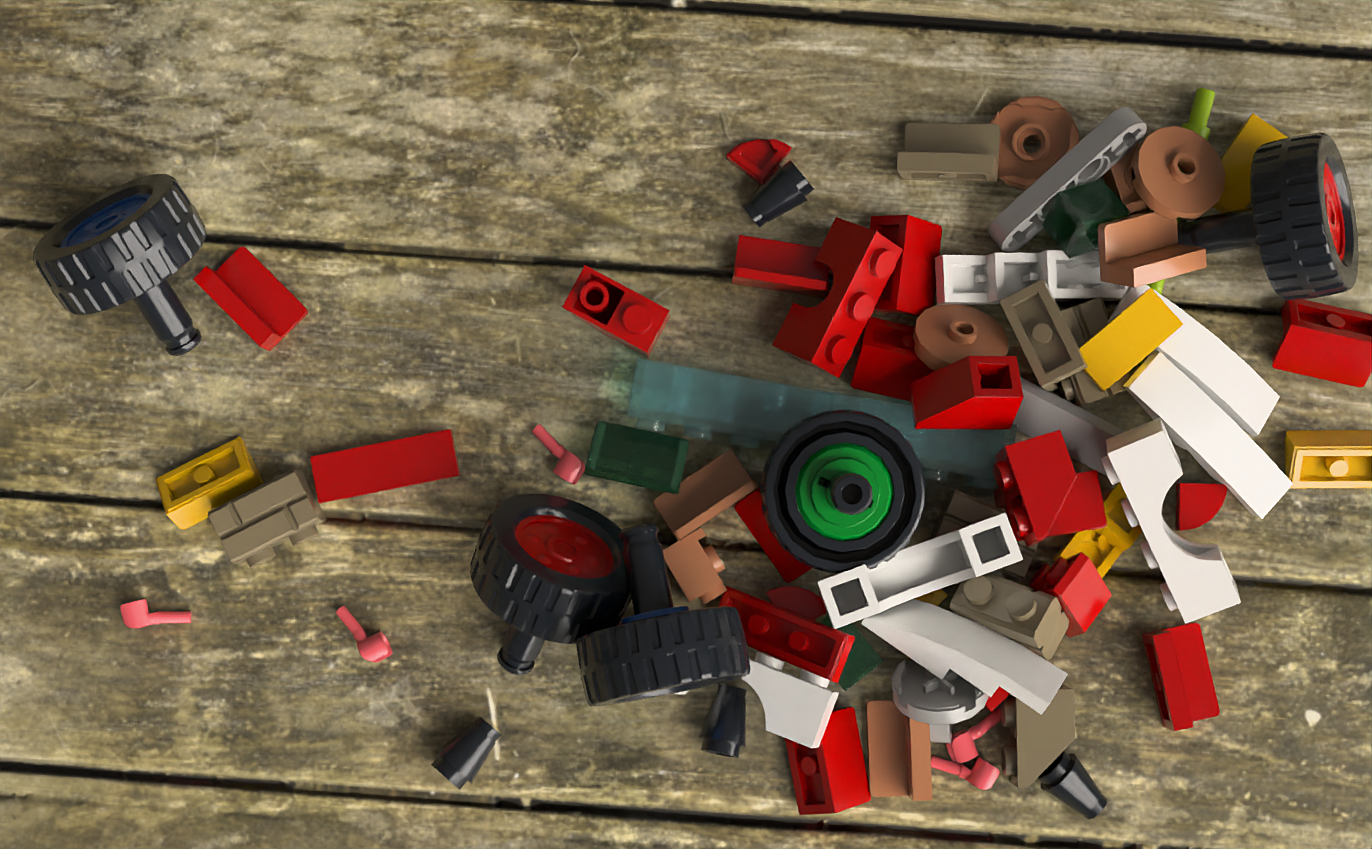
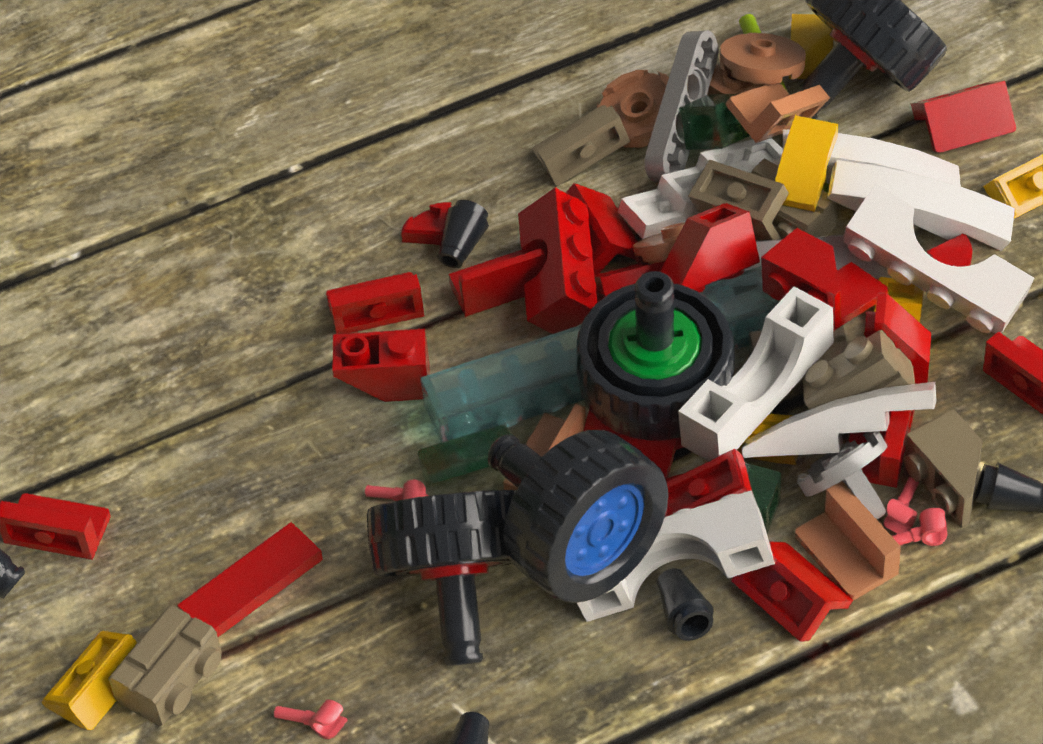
camera: 25 degrees left, 35 degrees down
(658, 219) = (375, 303): none -> red panel

